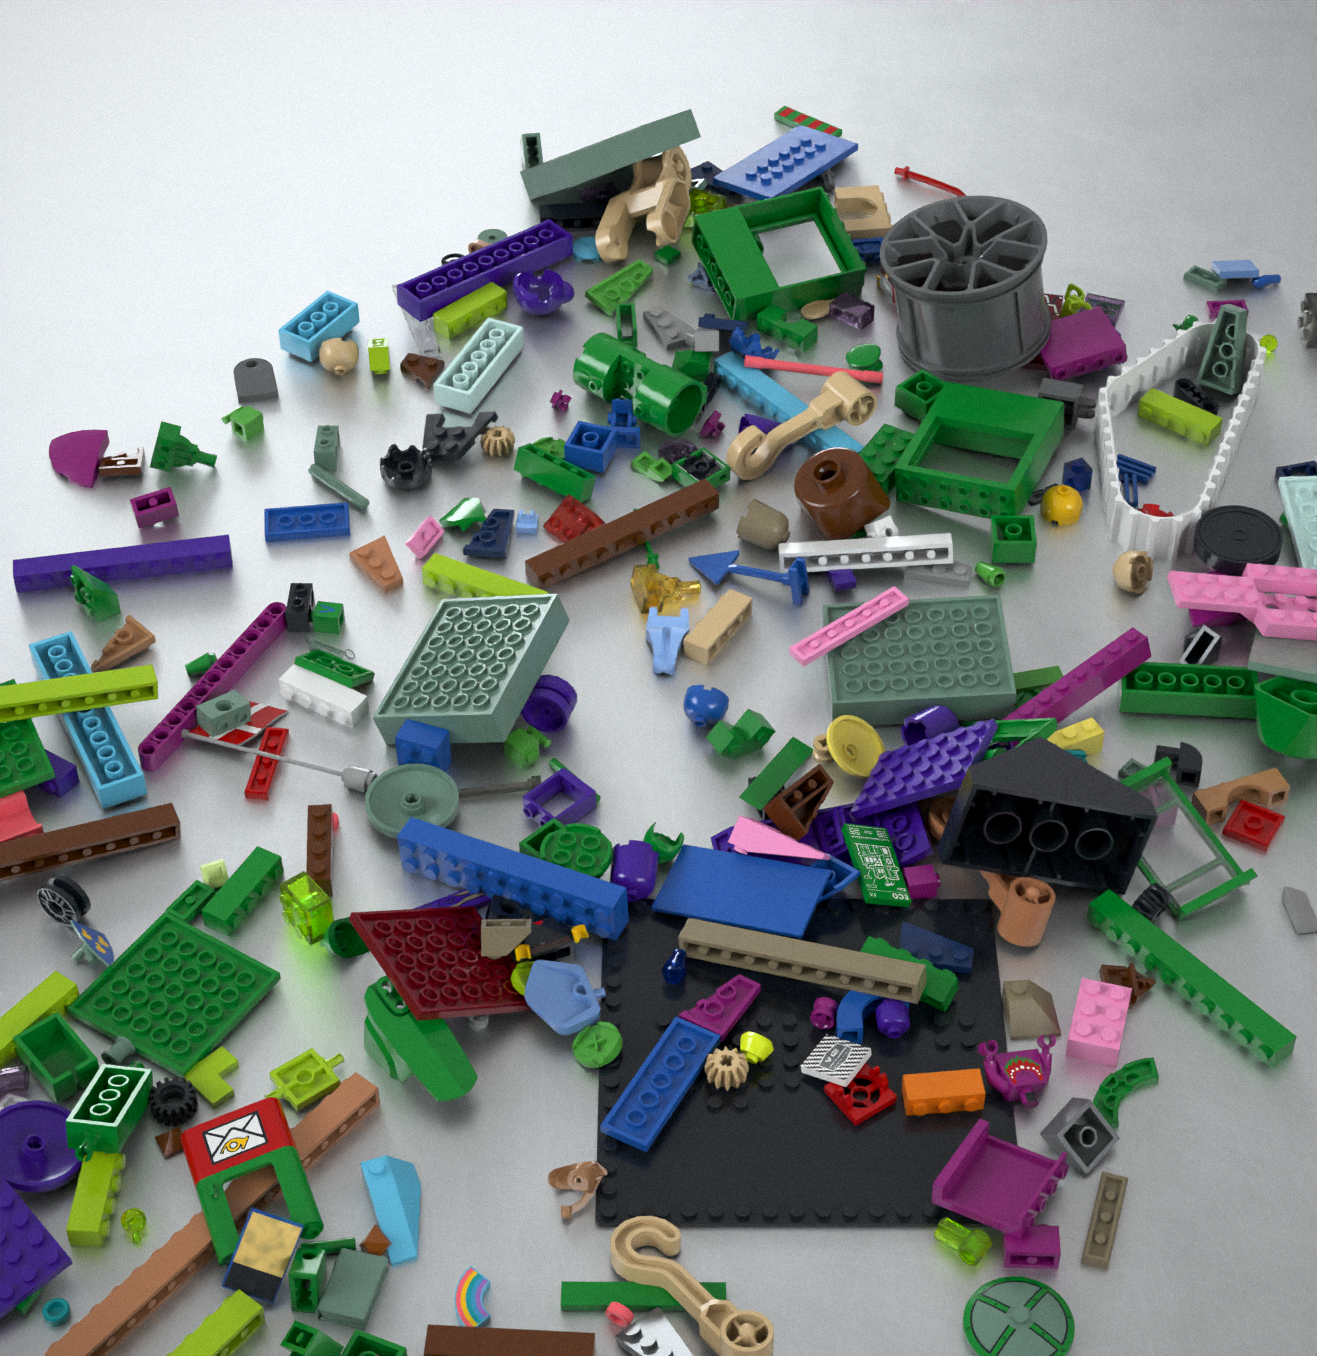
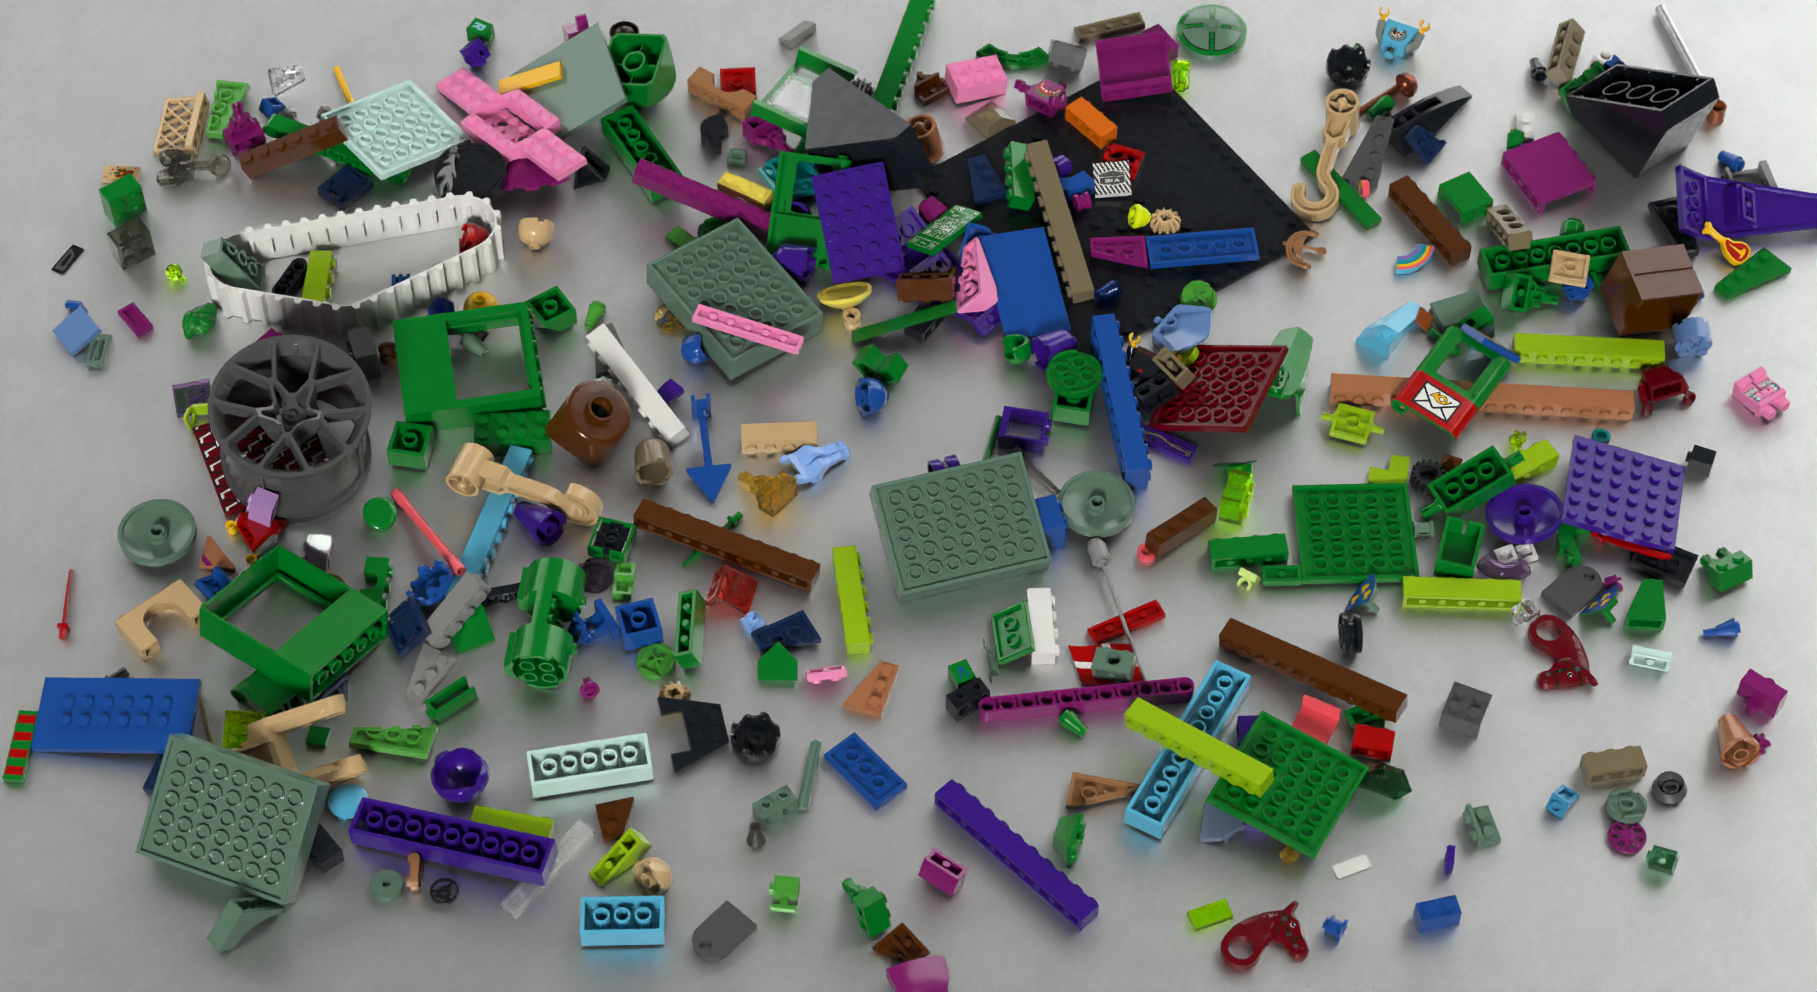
camera: 125 degrees left, 10 degrees up
(312, 424) = (756, 837): none -> clear smoke cone
(1240, 506) = (448, 172): none -> dark grey piece

